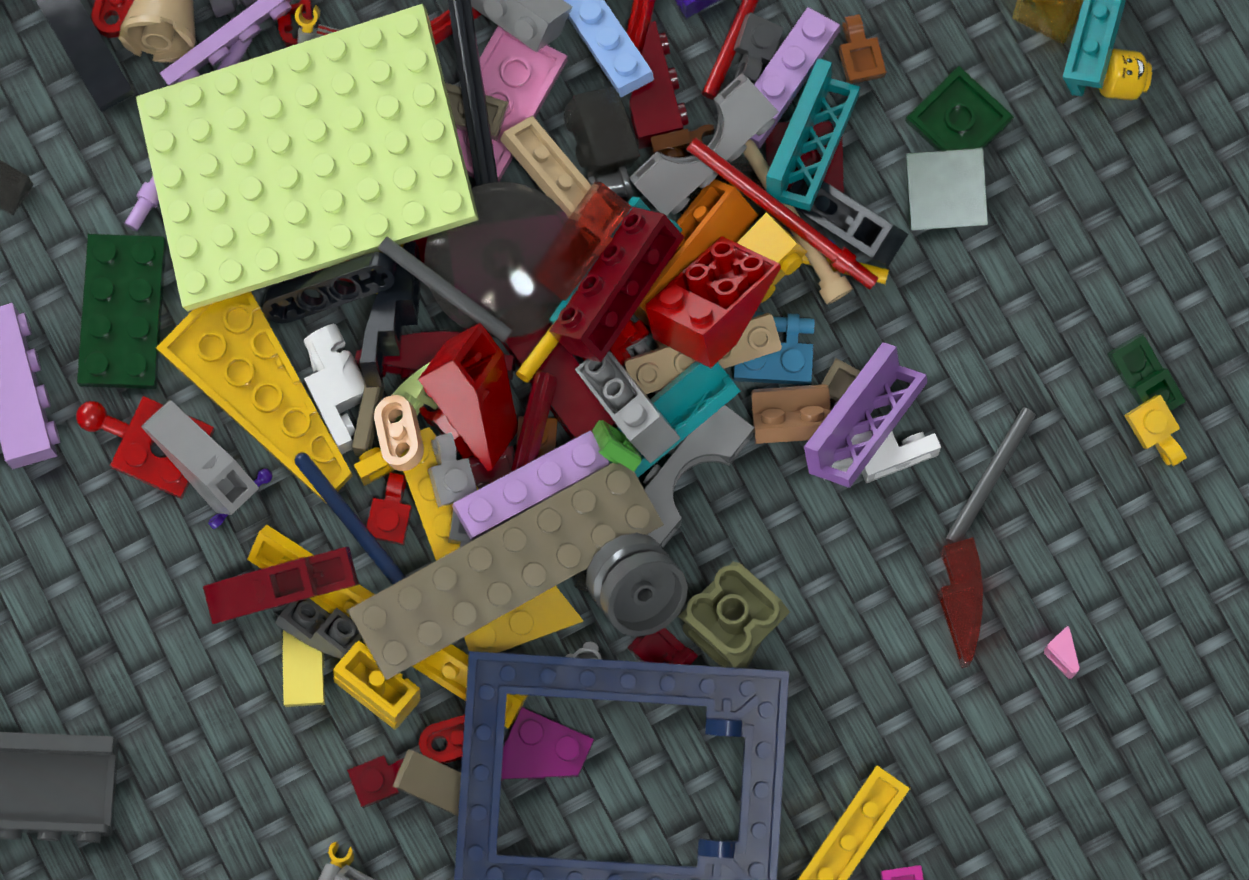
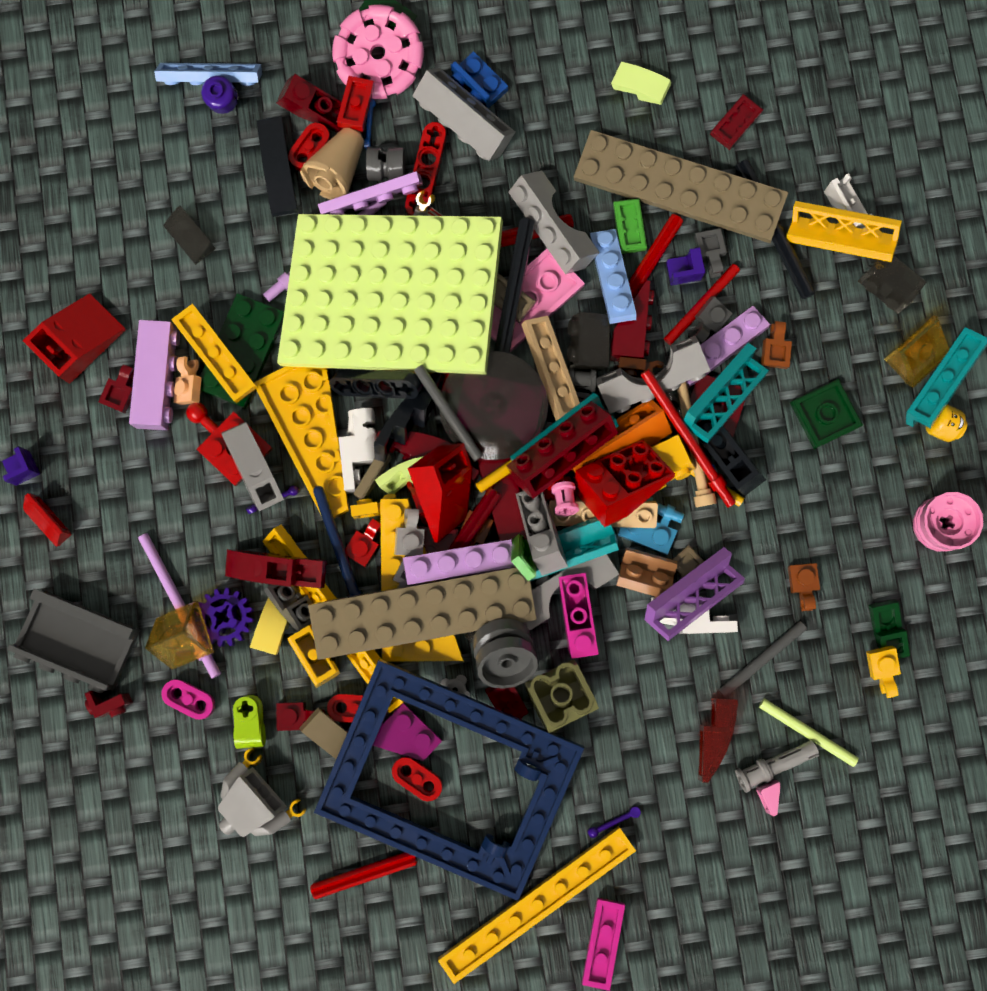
camera: 20 degrees right, 5 degrees up
(66, 383) = (188, 385): none -> light nougat plate
(89, 324) = (214, 353): none -> yellow plate
(121, 854) = (112, 707): none -> dark red bracket
(183, 725) = (180, 637): none -> clear yellow slope
(218, 735) = (172, 592): none -> lavender bar
(223, 807) = (189, 699): none -> dark pink plate
(235, 662) = (229, 607): none -> dark purple gear
(323, 814) = (249, 727): none -> lime piece
(399, 436) = (385, 499): light nougat plate -> none
(578, 801) = (417, 778): none -> red plate
(581, 240) = (549, 412): clear red slope -> none
(645, 334) = (563, 491): none -> bright pink bush
(718, 503) = (578, 616): none -> dark pink slope
(890, 742) = (633, 812): none -> dark purple hinge
(946, 189) = (801, 458): tile -> none
(1010, 352) = (804, 581): none -> dark orange plate
(1045, 620) = (765, 770): none -> light grey pin
(1086, 551) = (808, 732): none -> yellowish green bar
(1174, 183) = (962, 518): none -> bright pink wheel

